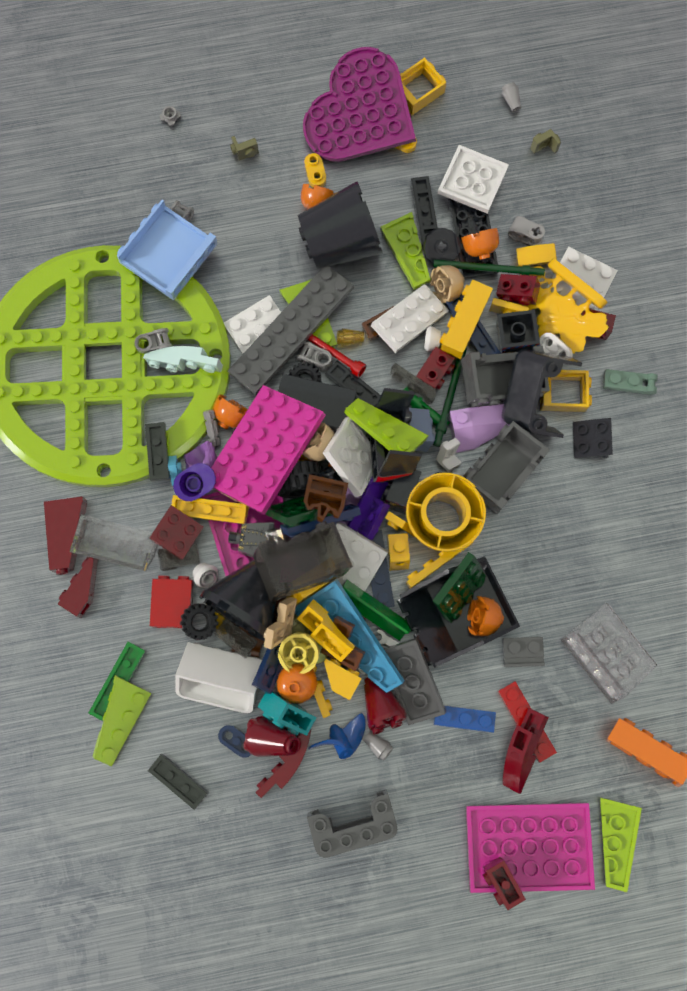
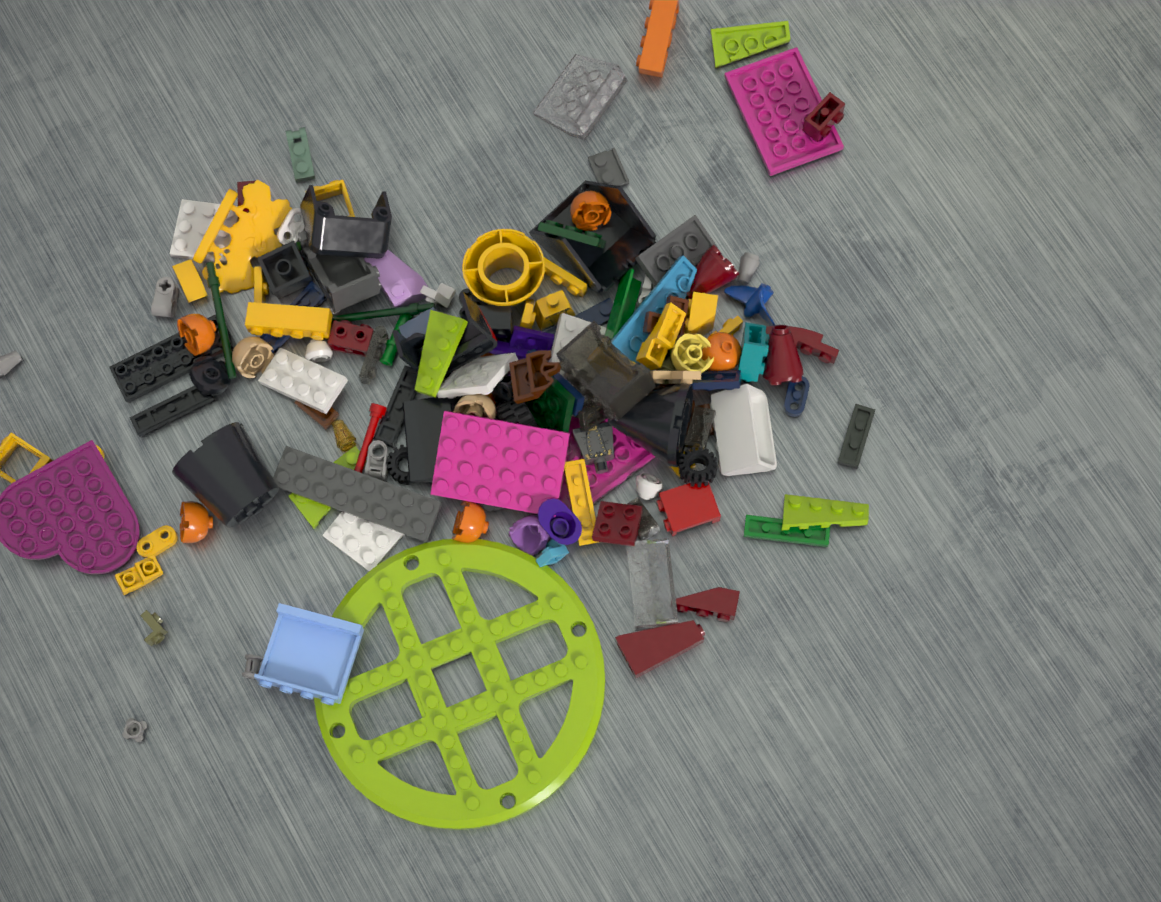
camera: 105 degrees left, 5 degrees down
(154, 340) = (418, 624): light grey piece -> none
(157, 451) = (539, 576): pearl dark grey plate -> none
(177, 357) = (430, 598): light aqua slope -> none
(211, 426) = (492, 536): light grey axle -> none
(292, 149) = (139, 575): none -> yellow slope
(354, 834) = (832, 250): dark grey windscreen -> none
(404, 243) = (223, 409): lime wing -> none
(467, 719) = (690, 197): blue plate -> none
(473, 179) = (122, 367): white plate -> none
(506, 465) = (432, 238): dark grey windscreen -> none
(518, 289) = (237, 284): dark red brick -> none
(518, 707) = (672, 148): red plate -> none
(521, 749) = (700, 139): dark red slope -> none
(545, 139) = (47, 308): olive bracket -> none
(593, 438) = (372, 170): black hinge -> none

